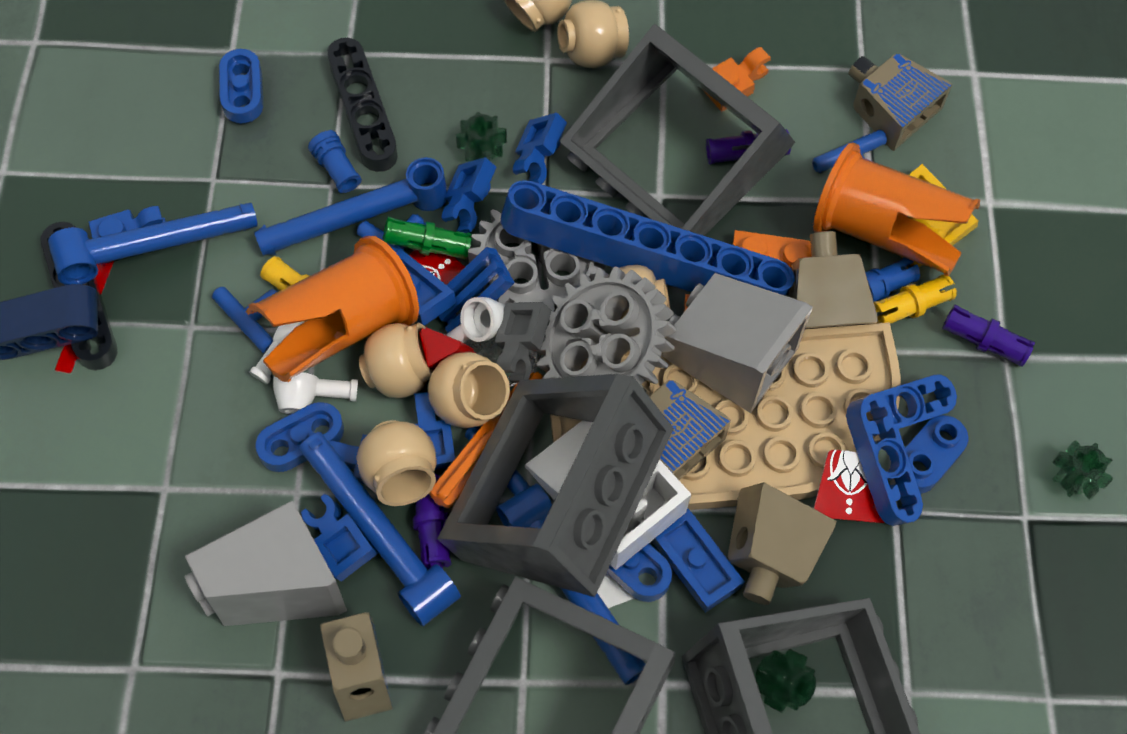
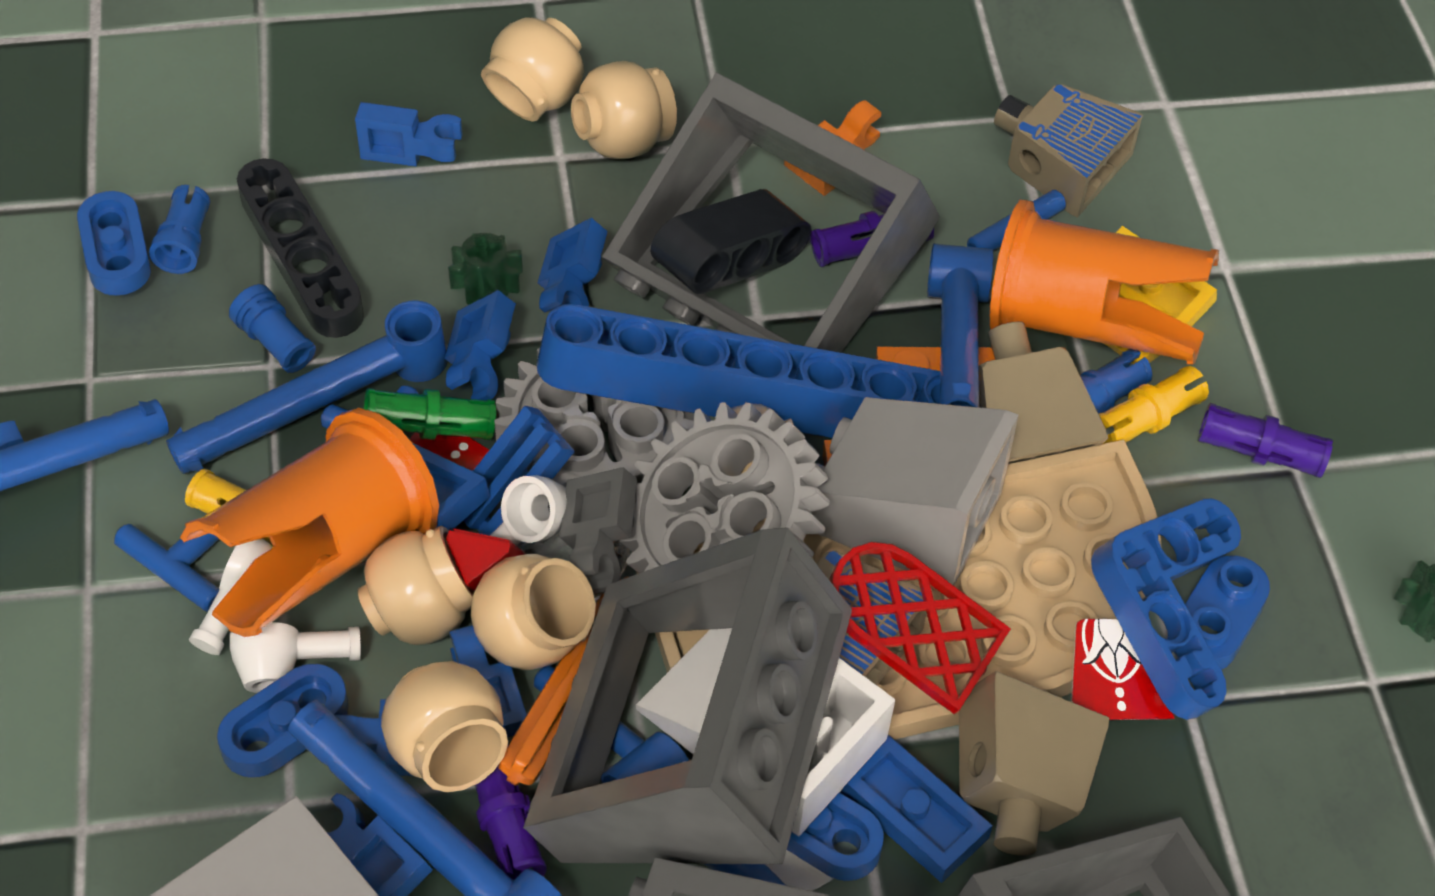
camera: 10 degrees left, 10 degrees down
(283, 88) = (179, 237): none -> blue pin
(439, 33) = (398, 137): none -> blue plate
(648, 141) = (730, 241): none -> black beam
(688, 453) = (957, 599): none -> red window
(801, 188) = (962, 280): none -> blue piece

